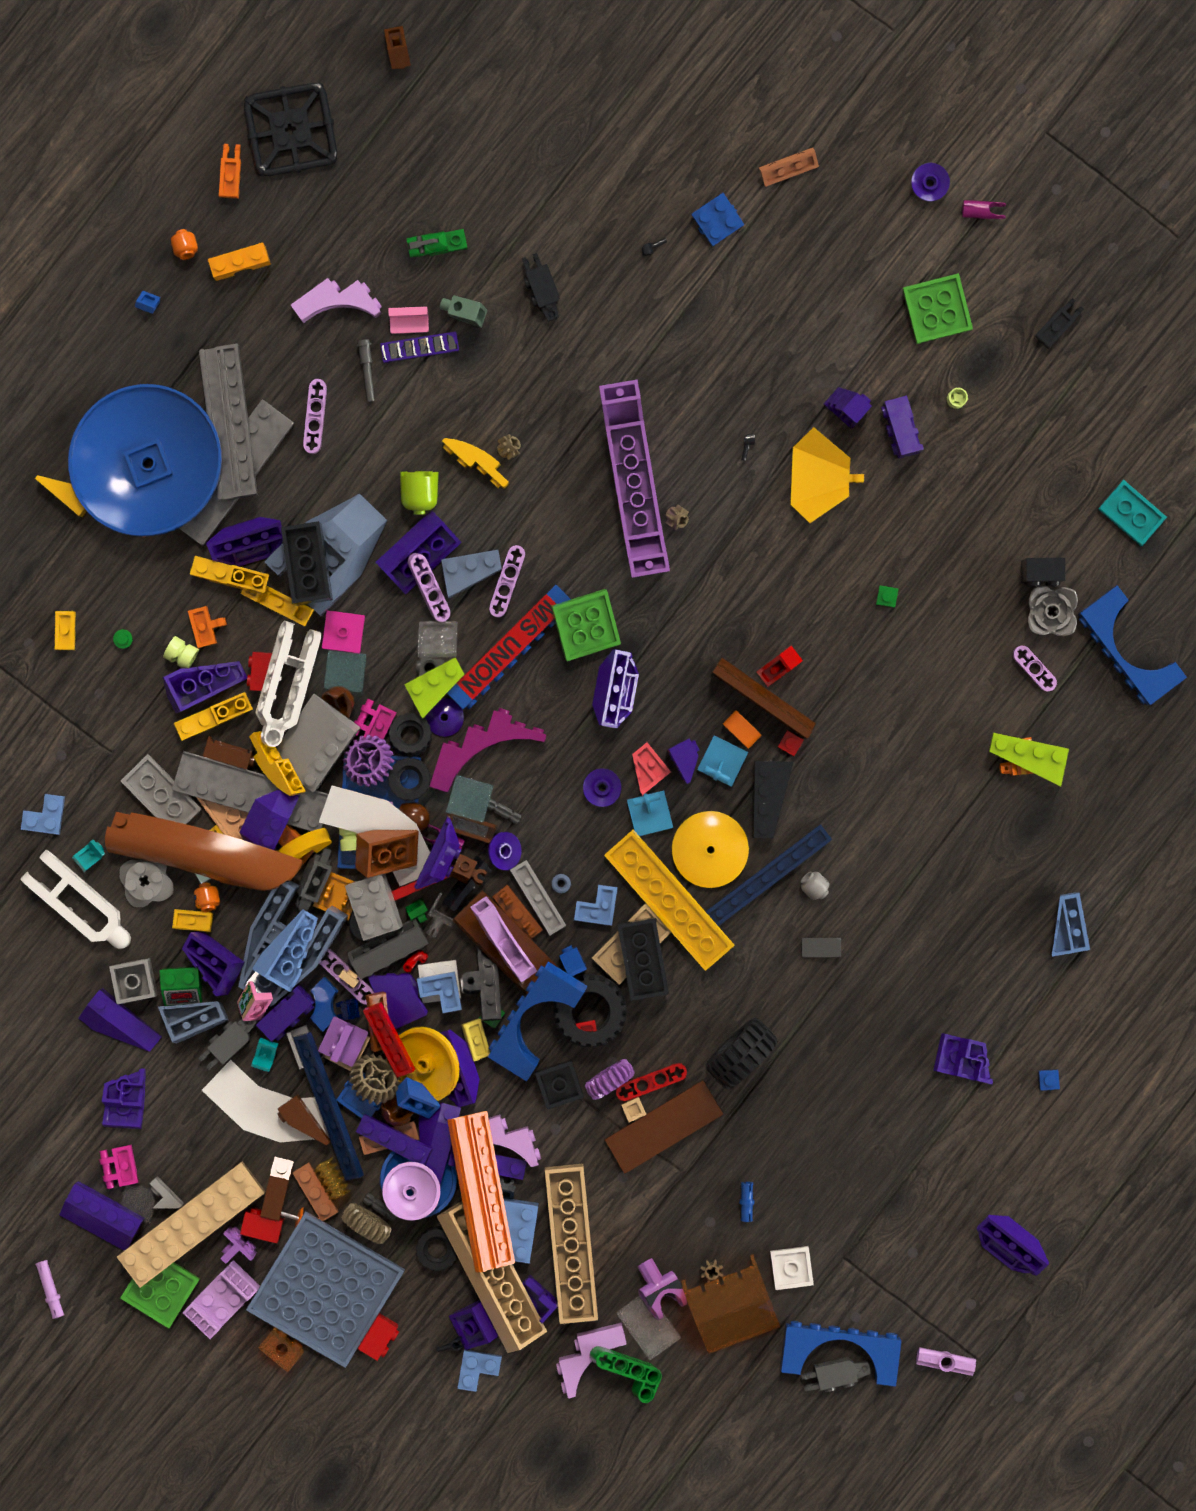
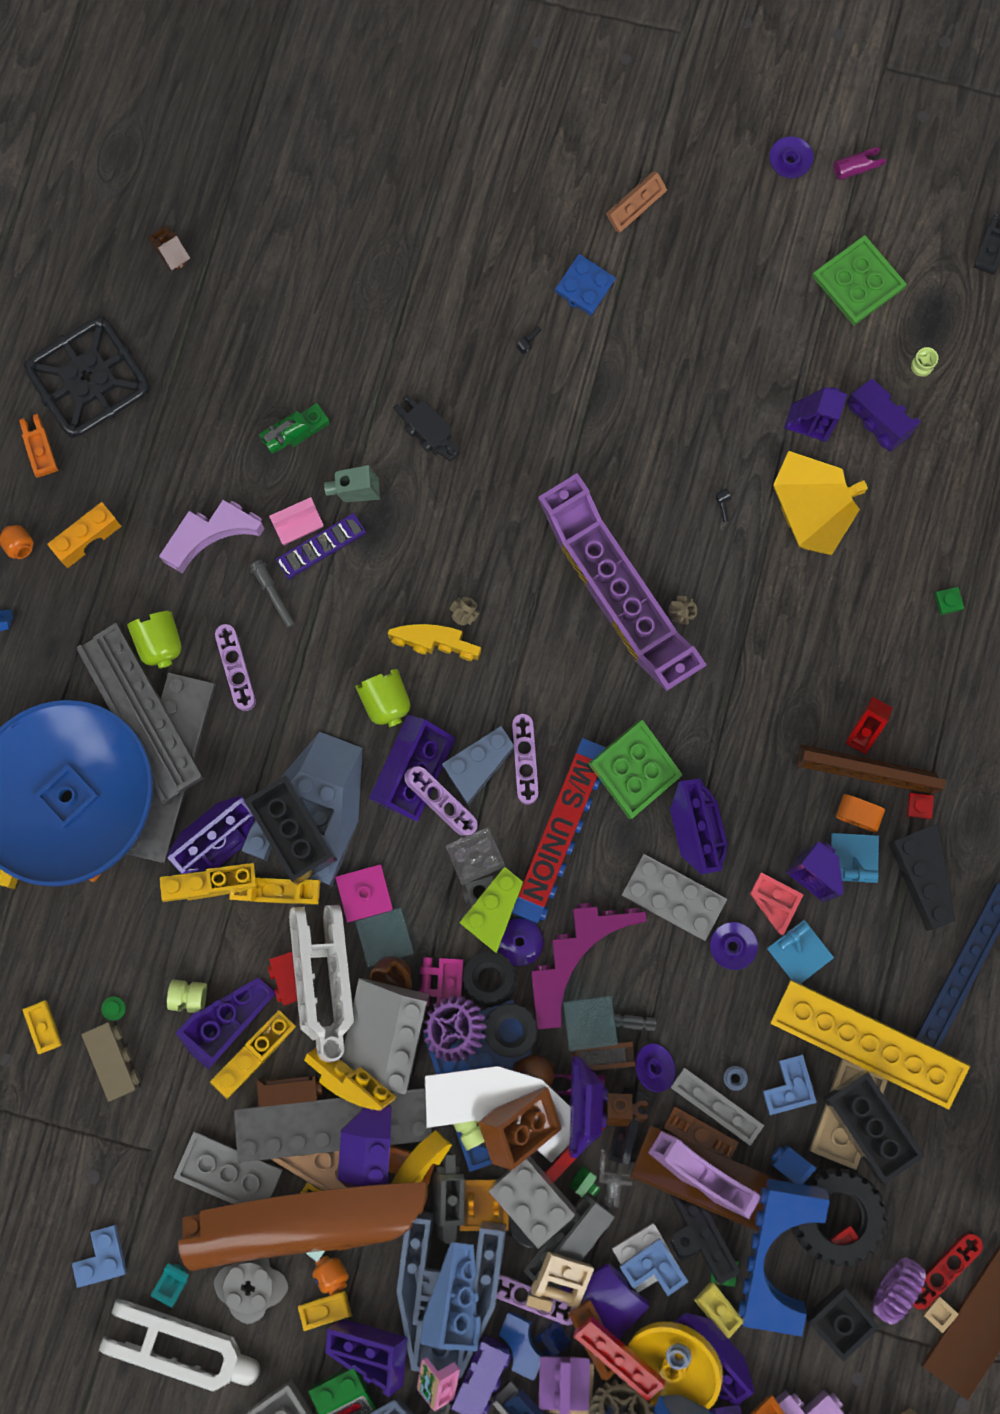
camera: 25 degrees left, 10 degrees down
(107, 677) = (111, 1061): none -> dark tan brick
(203, 626) = (202, 955): orange plate -> none
(263, 371) = (156, 639): none -> lime cylinder
(376, 965) = (564, 1272): none -> tan plate
(411, 961) = (603, 1246): red arm -> none
(428, 1059) = (676, 1362): none -> sand blue plate
(574, 732) = (674, 897): none -> light grey plate
(691, 846) = (864, 967): yellow dish -> none

